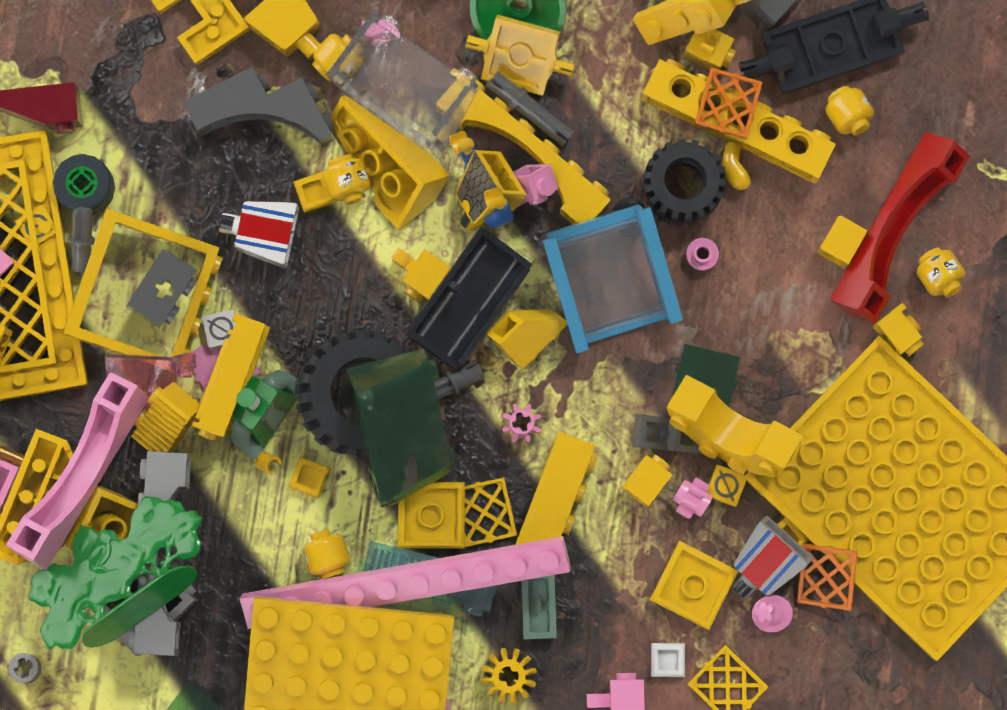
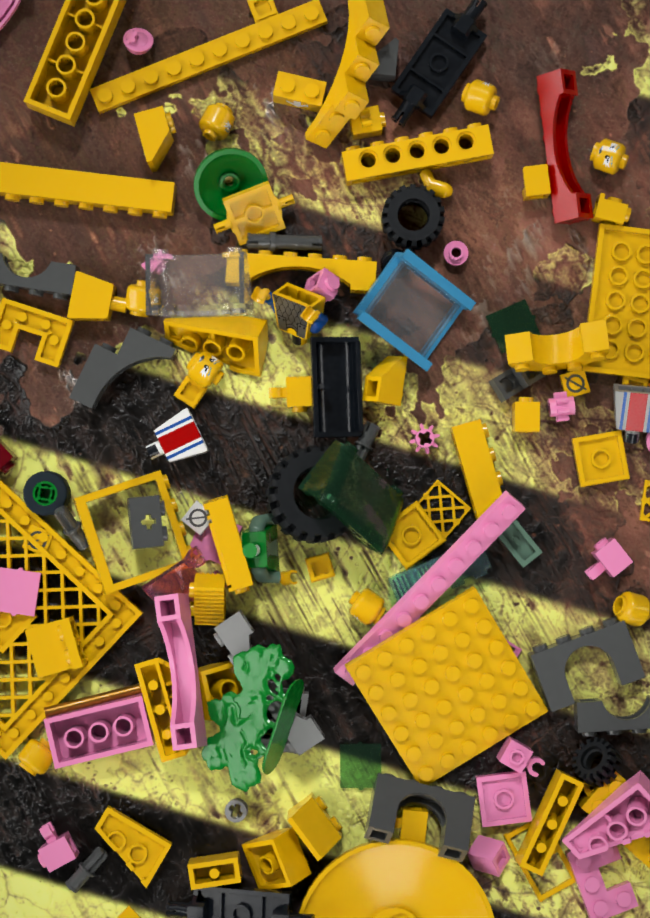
camera: 40 degrees left, 5 degrees up
(502, 685) = (530, 605): yellow gear -> none
(667, 659) = (617, 514): white tile -> none
(721, 128) = (397, 129): orange window -> none

